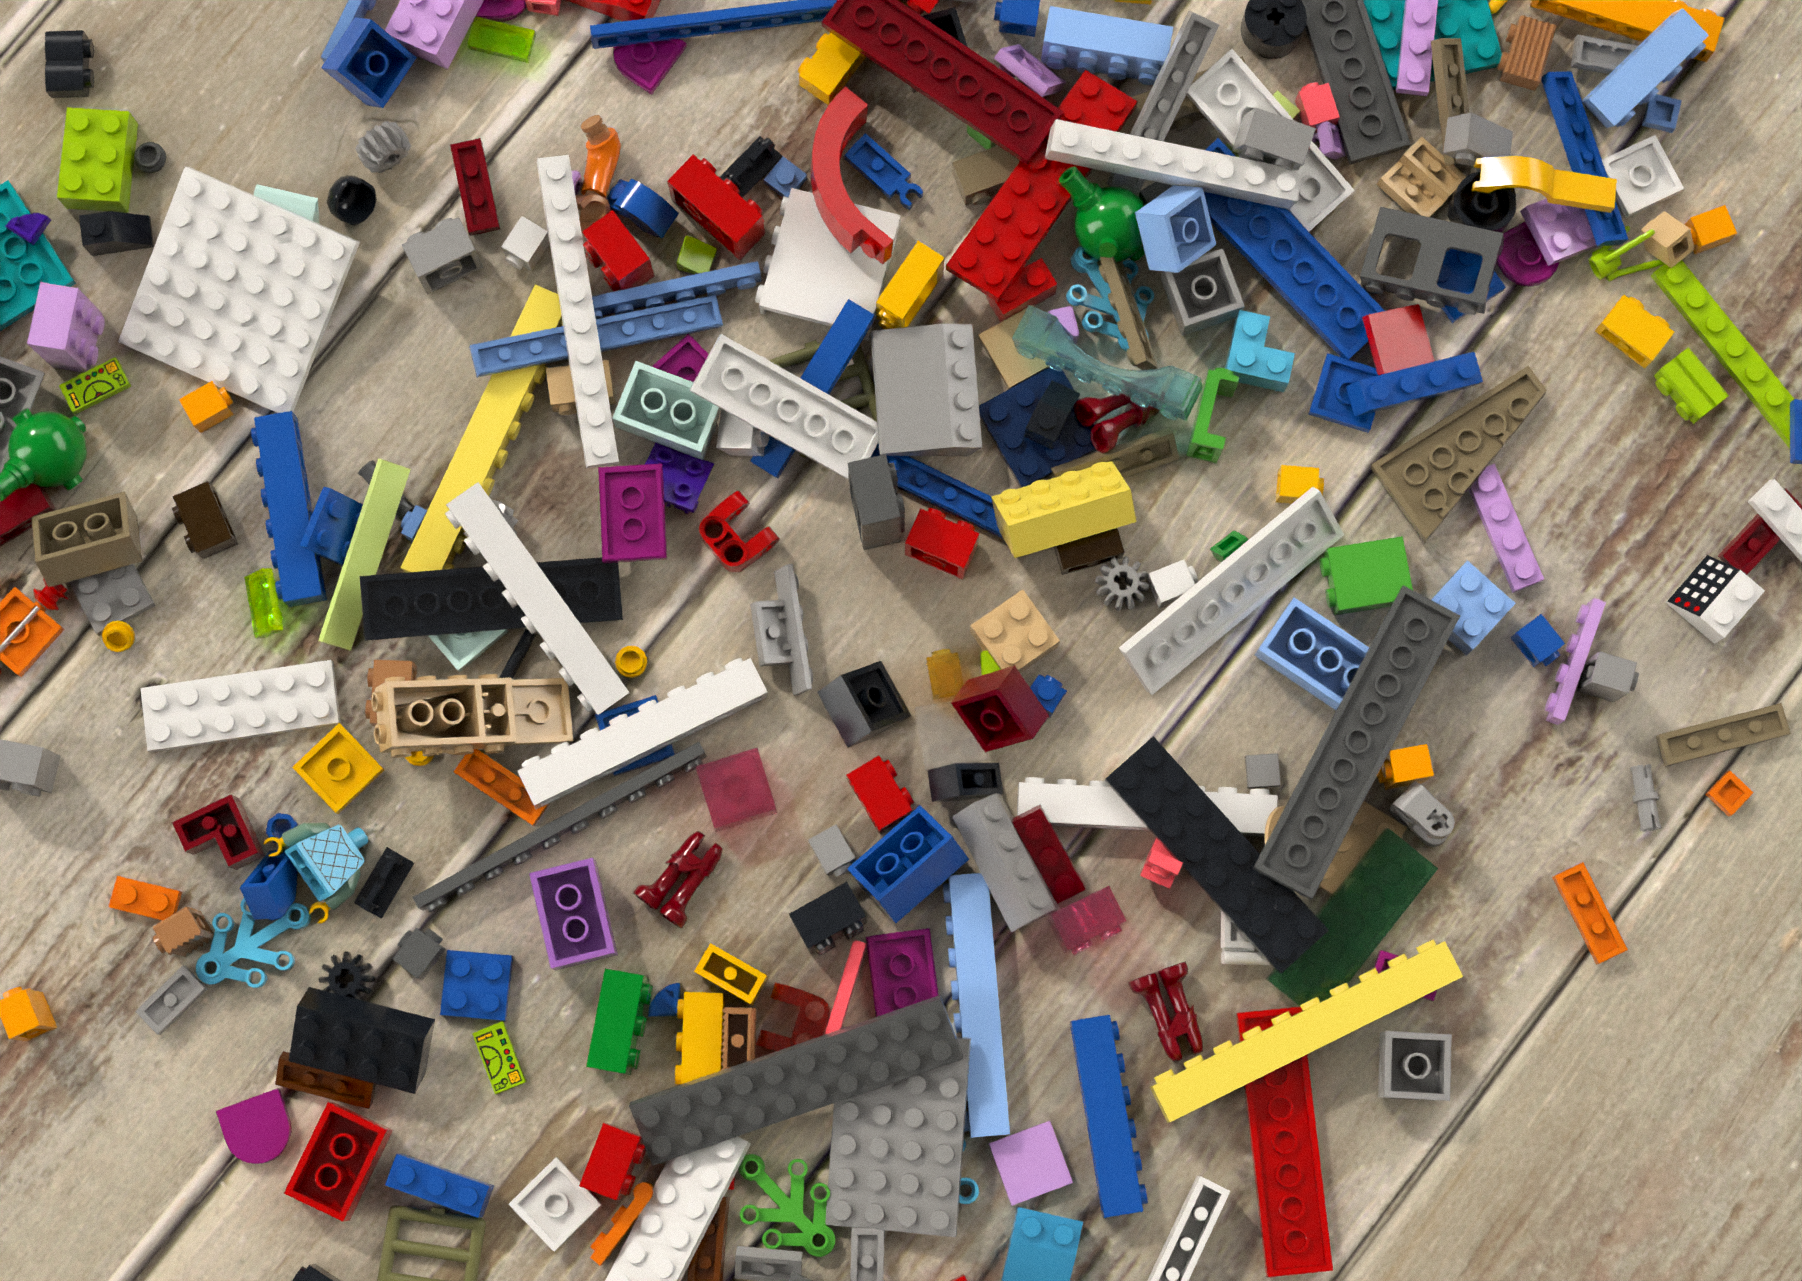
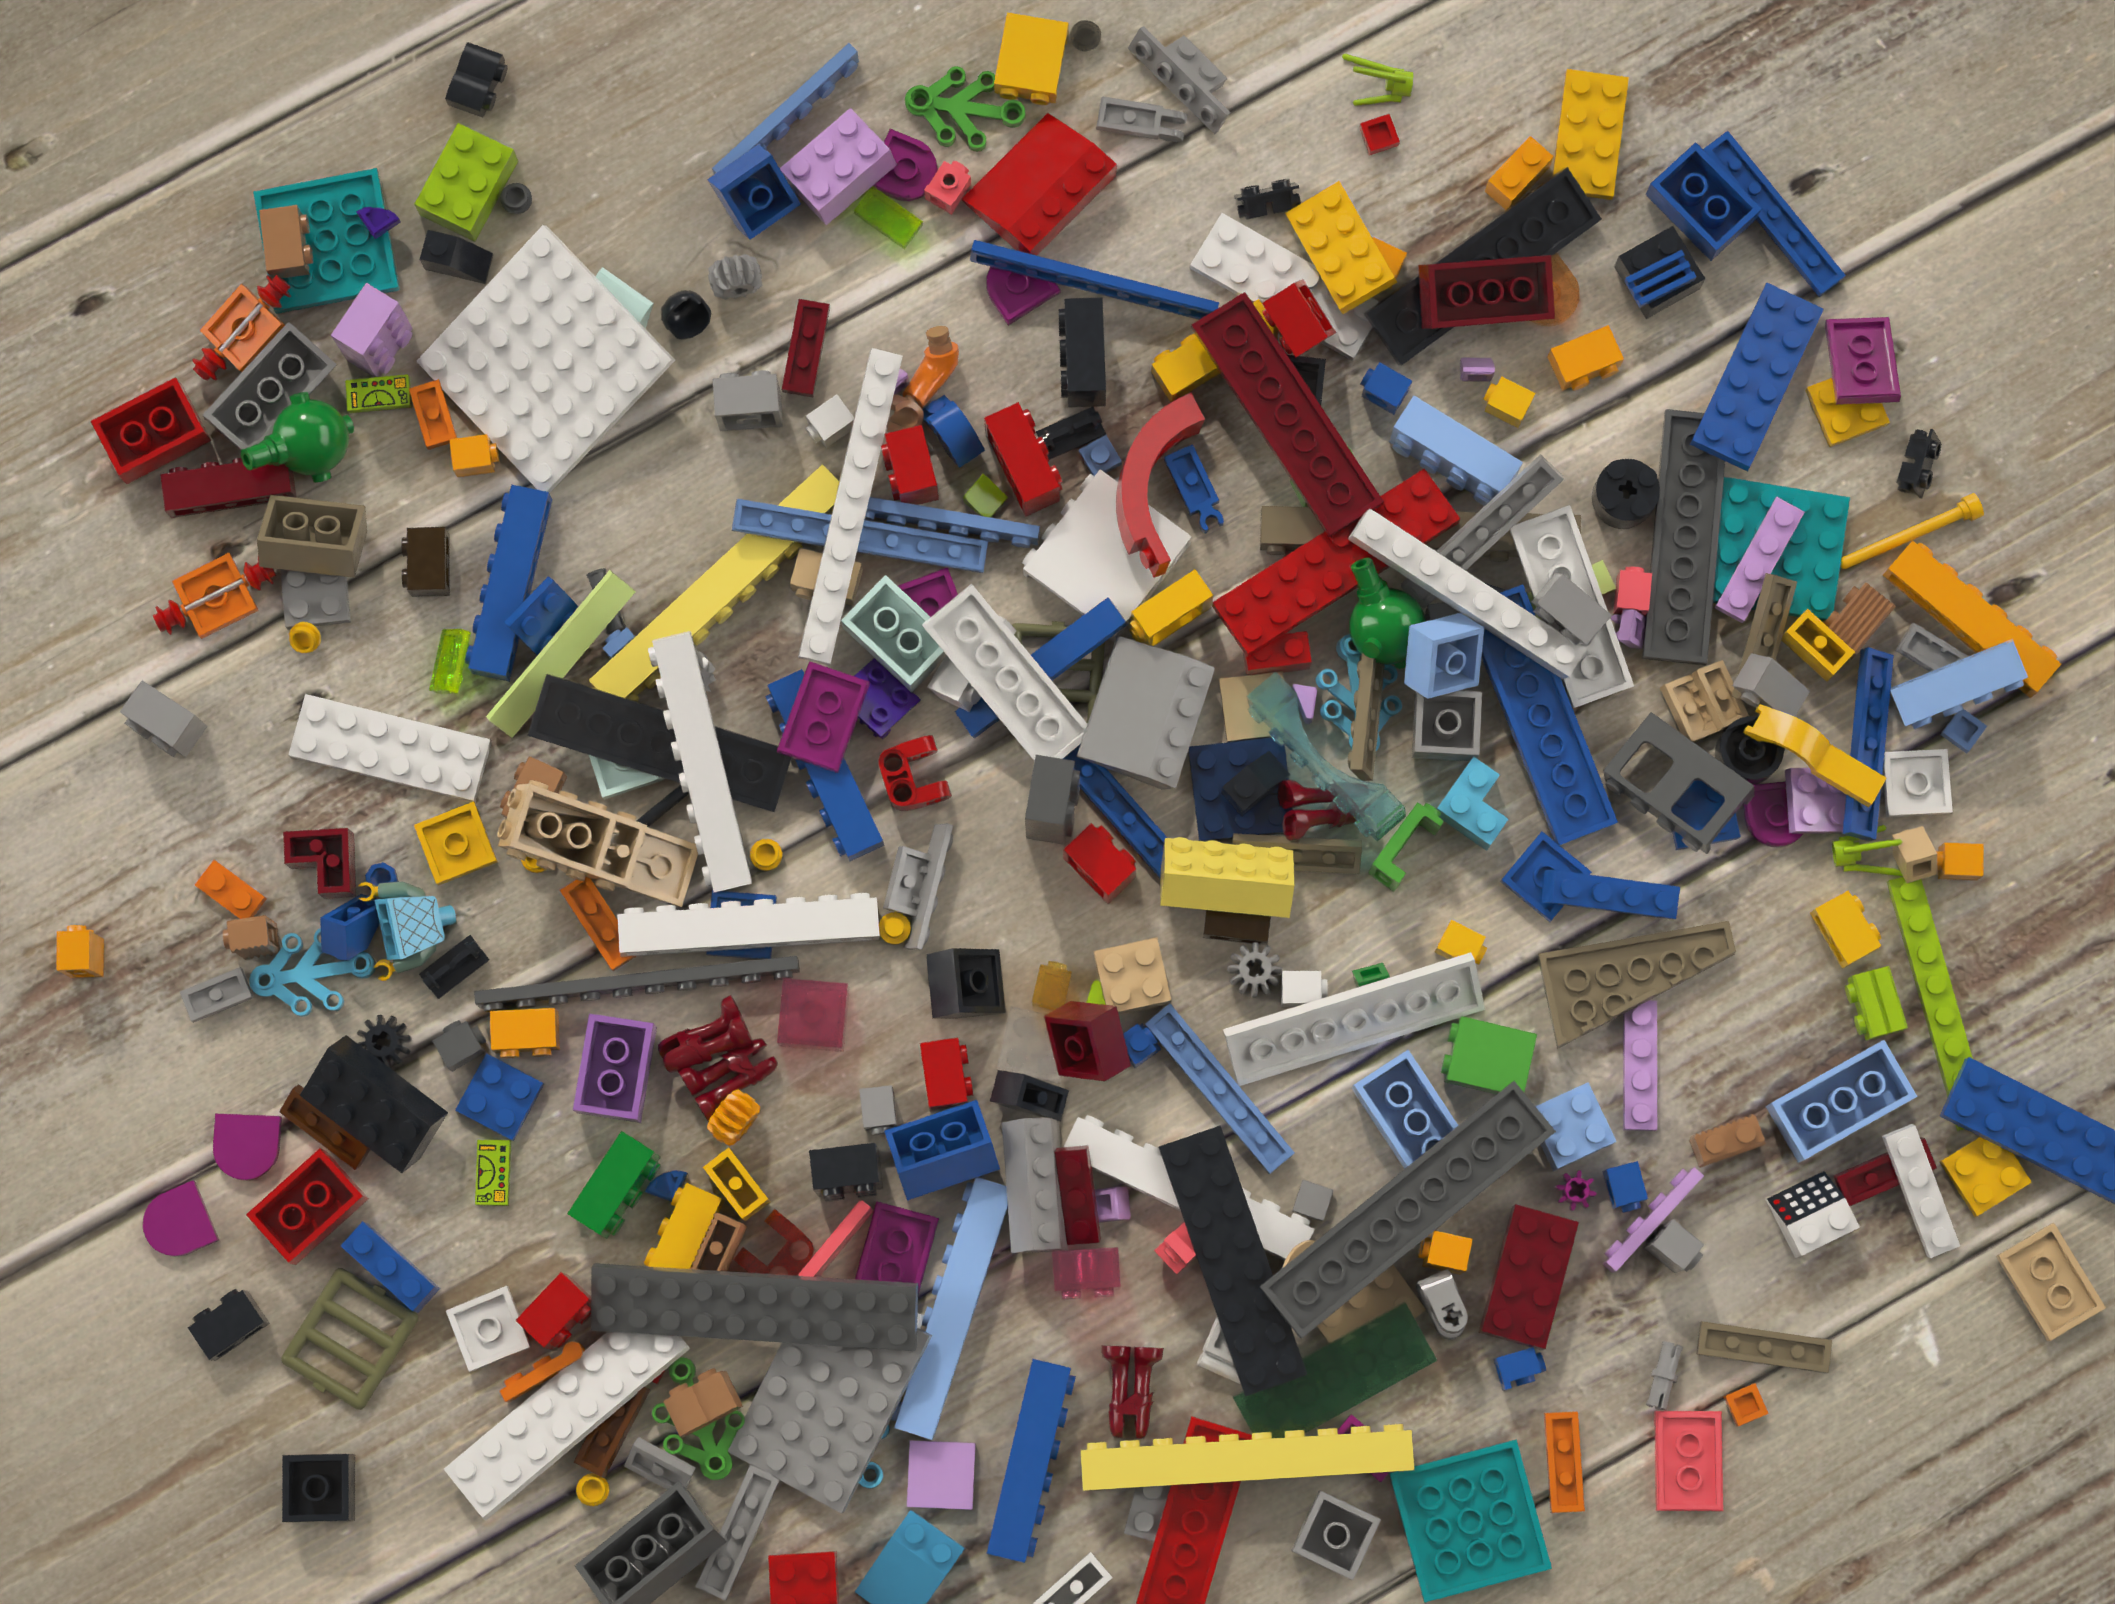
camera: 25 degrees right, 0 degrees up
(154, 383) = (433, 414): none -> orange plate
(222, 1226) = (179, 1221): none -> magenta tile
(475, 915) = (524, 1032): none -> light orange brick
(637, 863) = (690, 1046): none -> dark red piece
(674, 578) = (837, 791): none -> blue brick
(702, 914) = (733, 1117): none -> light orange gear
(731, 88) = (1082, 352): none -> black brick
(777, 680) = (894, 928): none -> yellow plate
(784, 1188) = (703, 1402): none -> medium nougat brick
(1036, 75) = (1372, 447): lavender plate -> none
(1083, 849) = (1112, 1204): none -> lavender slope
(1136, 704) = (1219, 1088): none -> medium blue plate
(1232, 1118) = (1146, 1511): none -> light grey plate
(1398, 339) = (1614, 845): tile -> none
(1486, 663) = (1575, 1199): none -> magenta gear
(1487, 759) = (1528, 1277): none -> dark red brick
(1502, 88) = (1817, 645): none -> yellow brick
(1513, 844) = (1519, 1367): none -> blue brick
(1529, 1002) = (1470, 1521): none -> teal plate
(1611, 562) = (1727, 1140): none -> medium nougat brick
(1698, 485) = (1841, 1101): none -> light blue brick
(1699, 865) = (1688, 1460): none -> coral tile

